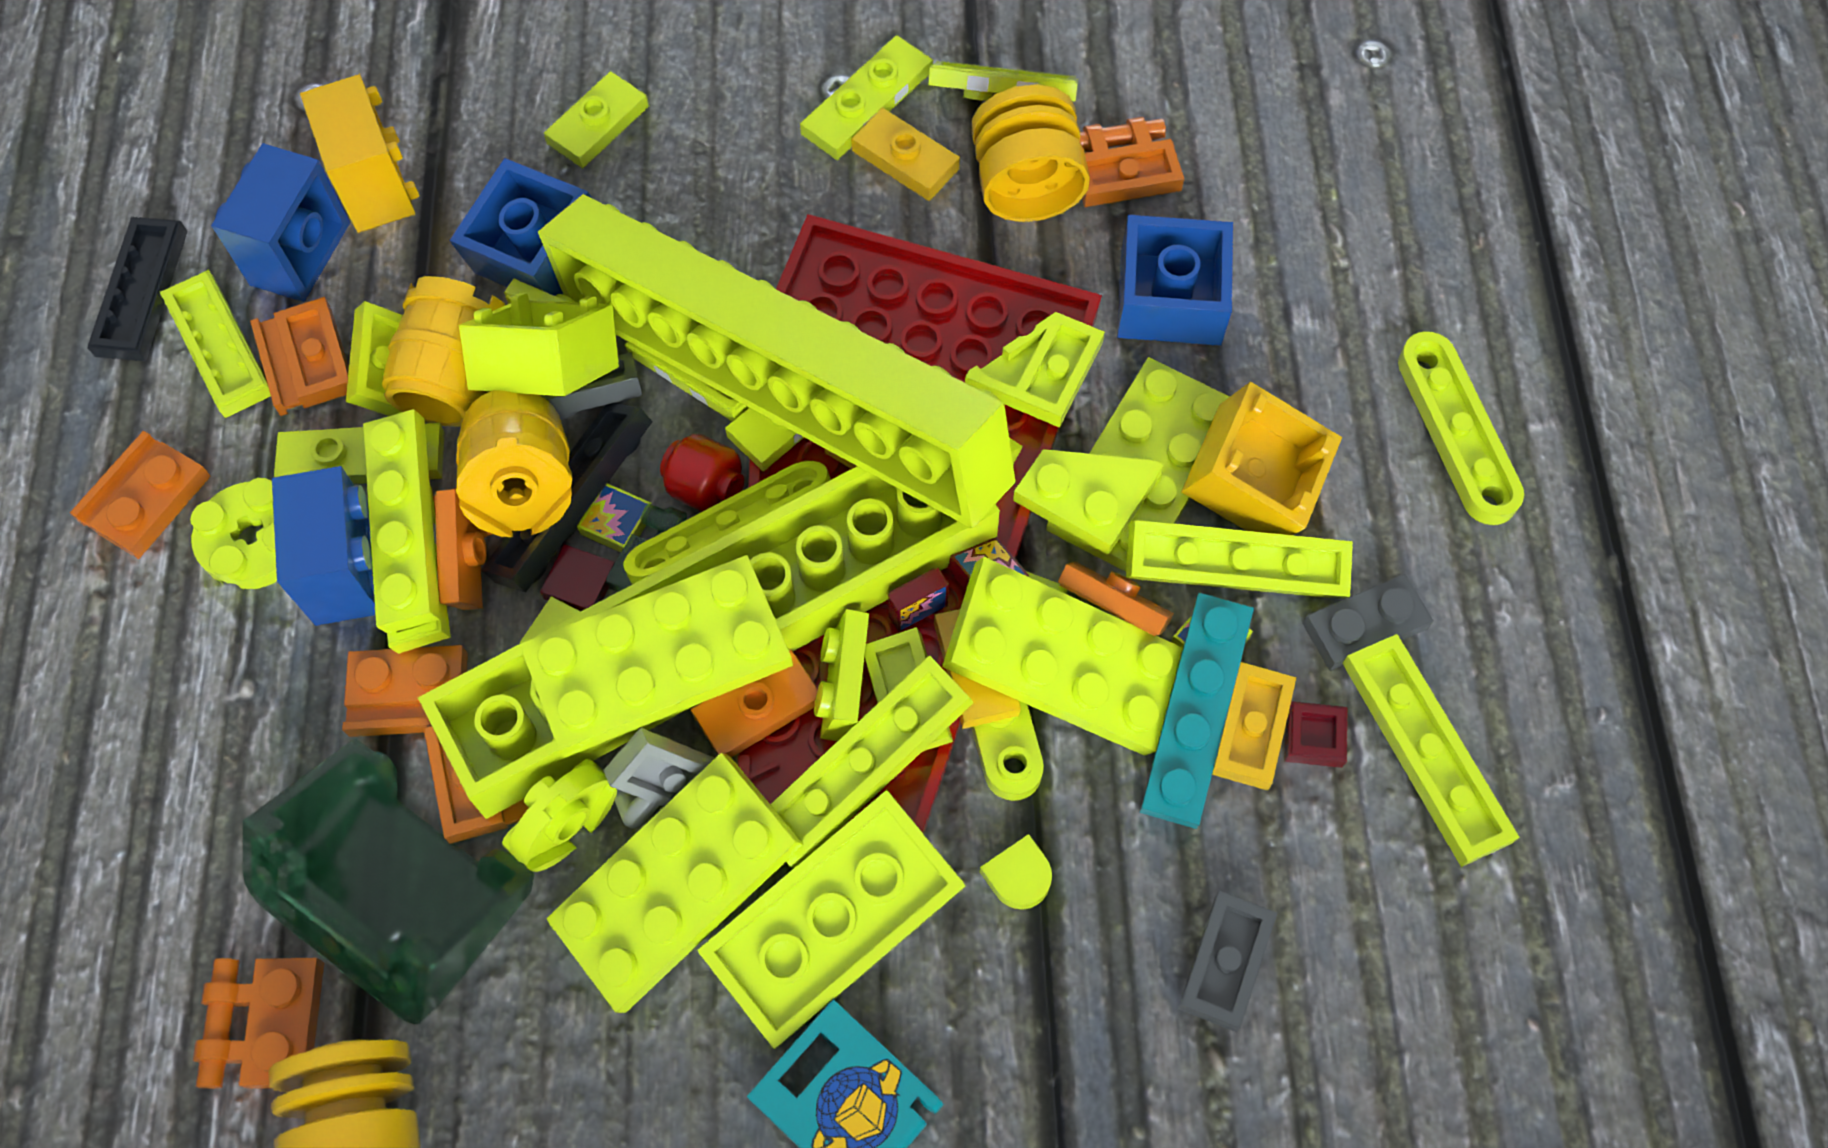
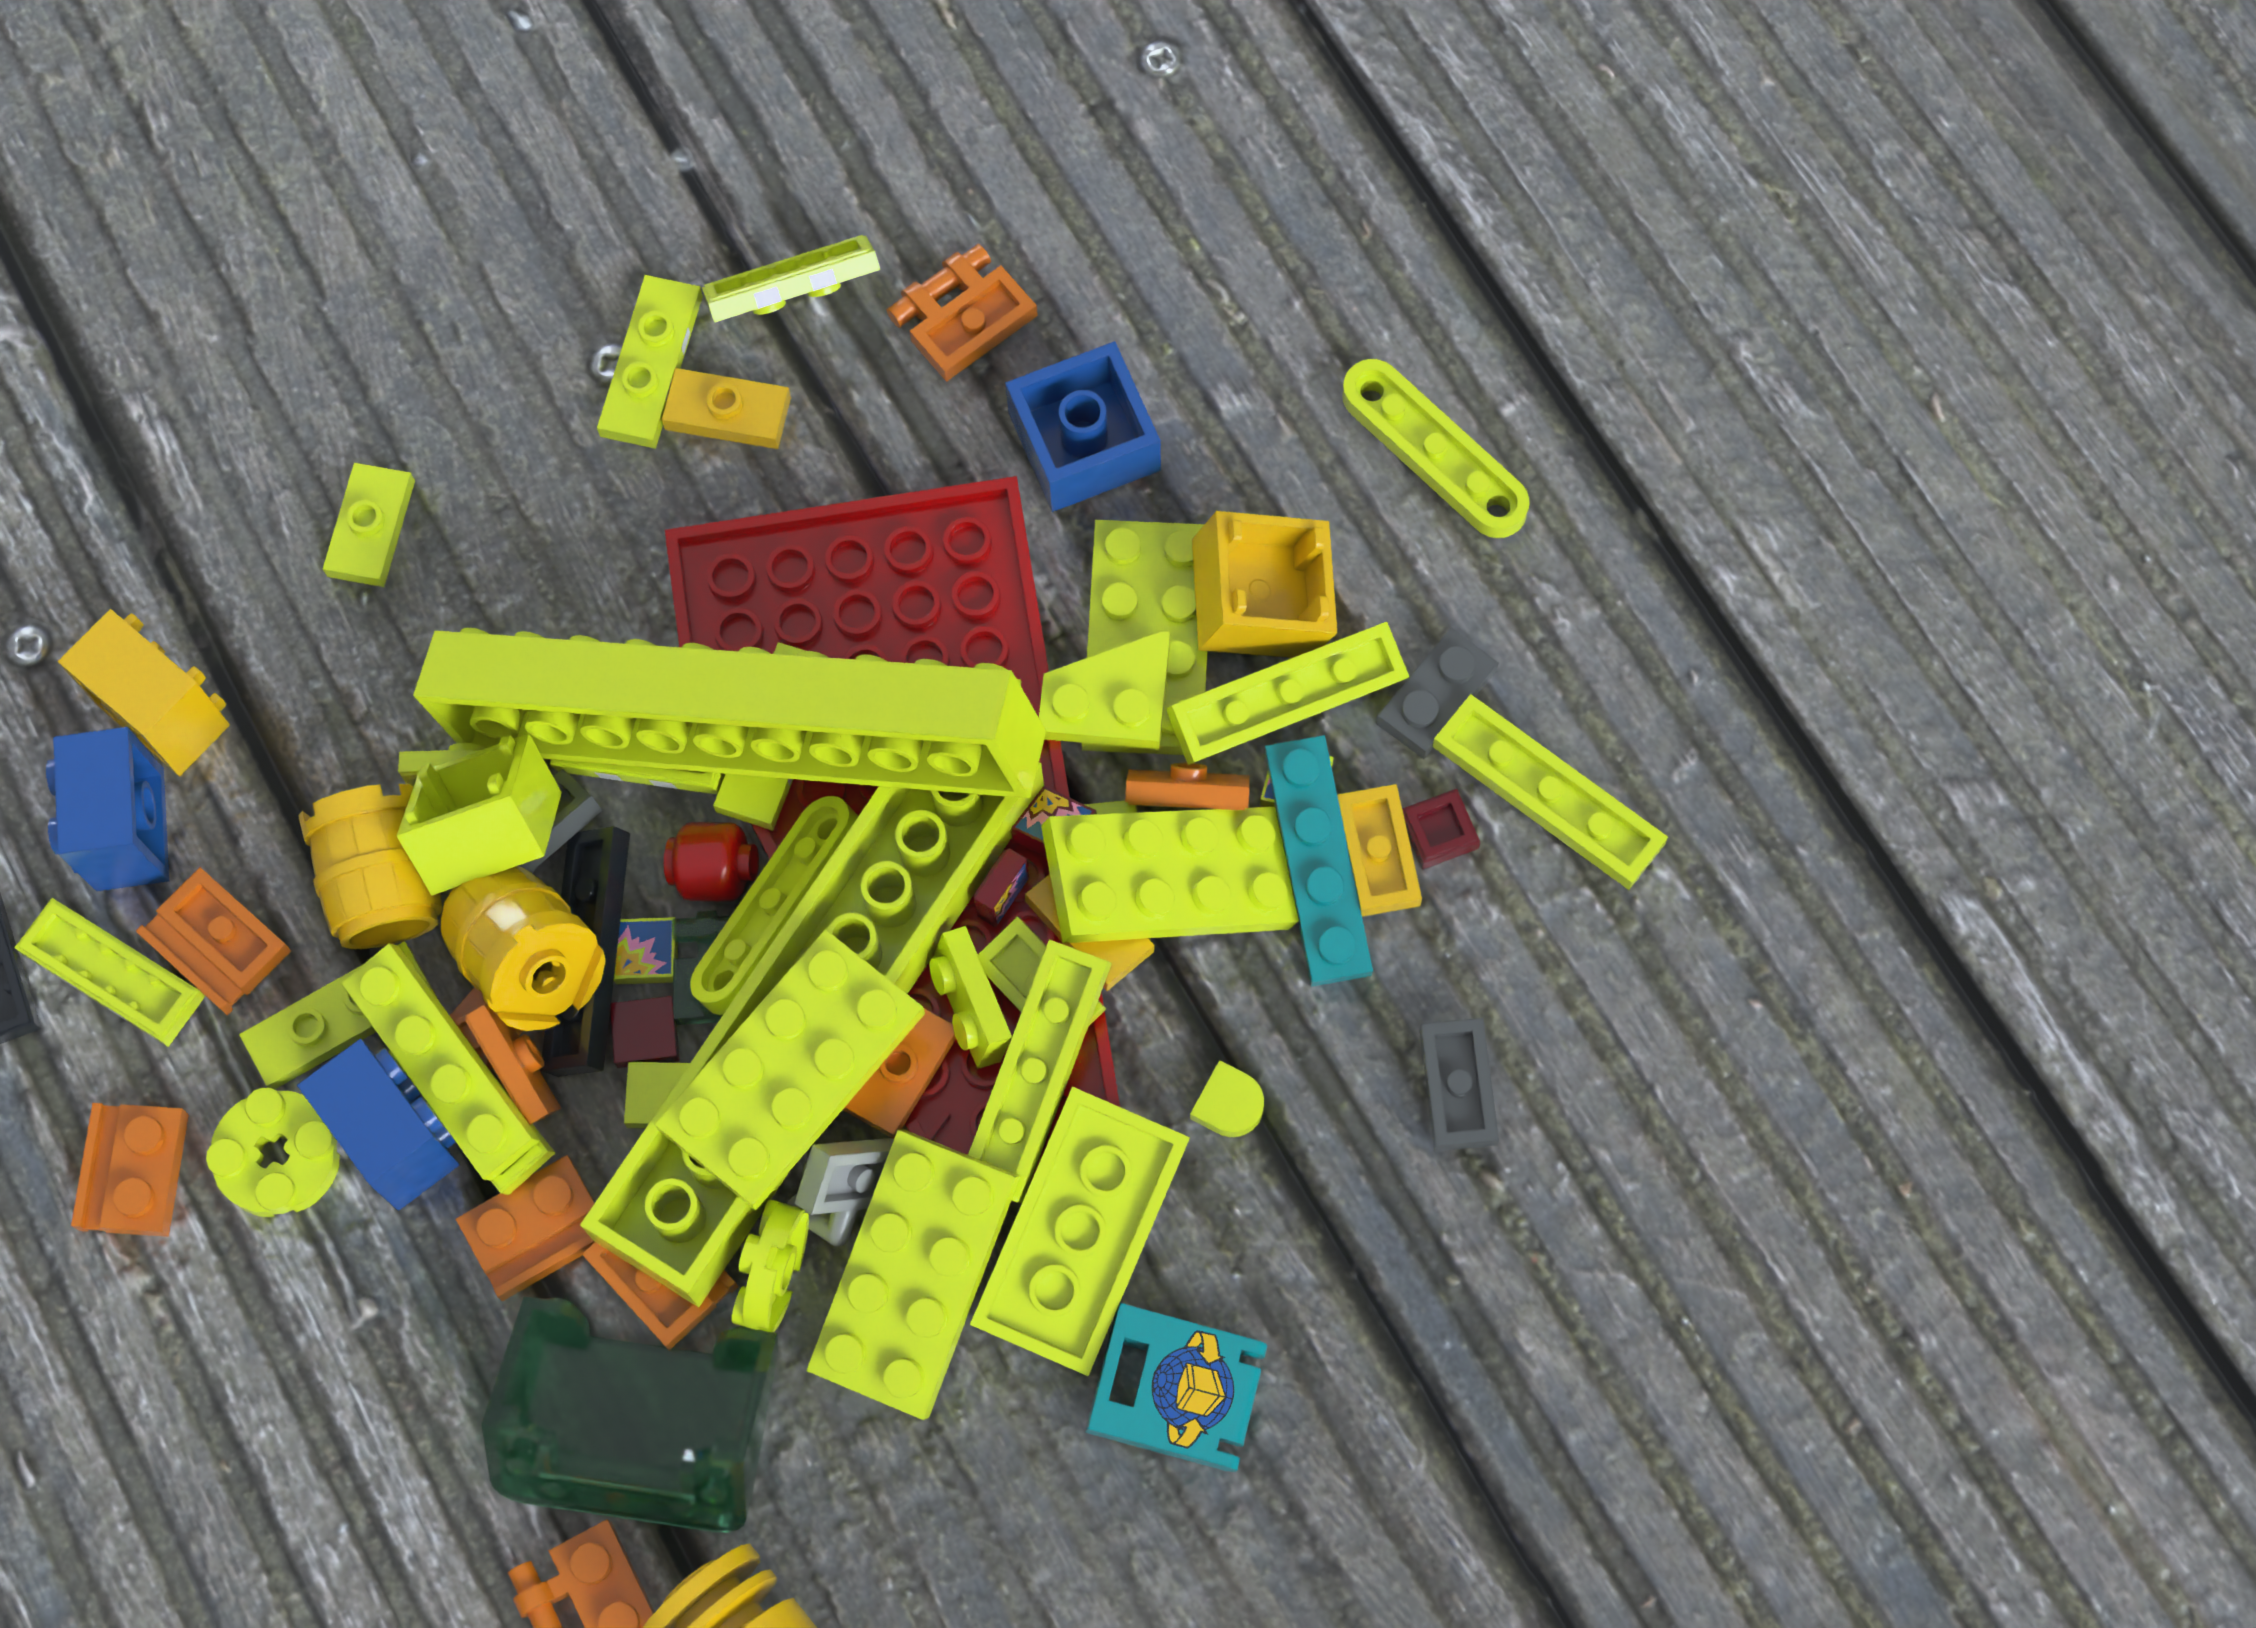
camera: 25 degrees left, 5 degrees up
(368, 357) = (289, 895): neon yellow plate -> none
(503, 225) = (366, 692): blue brick -> none
(1007, 740) = (1153, 980): neon yellow plate -> none
(1029, 153) = (866, 356): yellow wheel -> none
(1043, 368) = (999, 589): neon yellow wing -> none

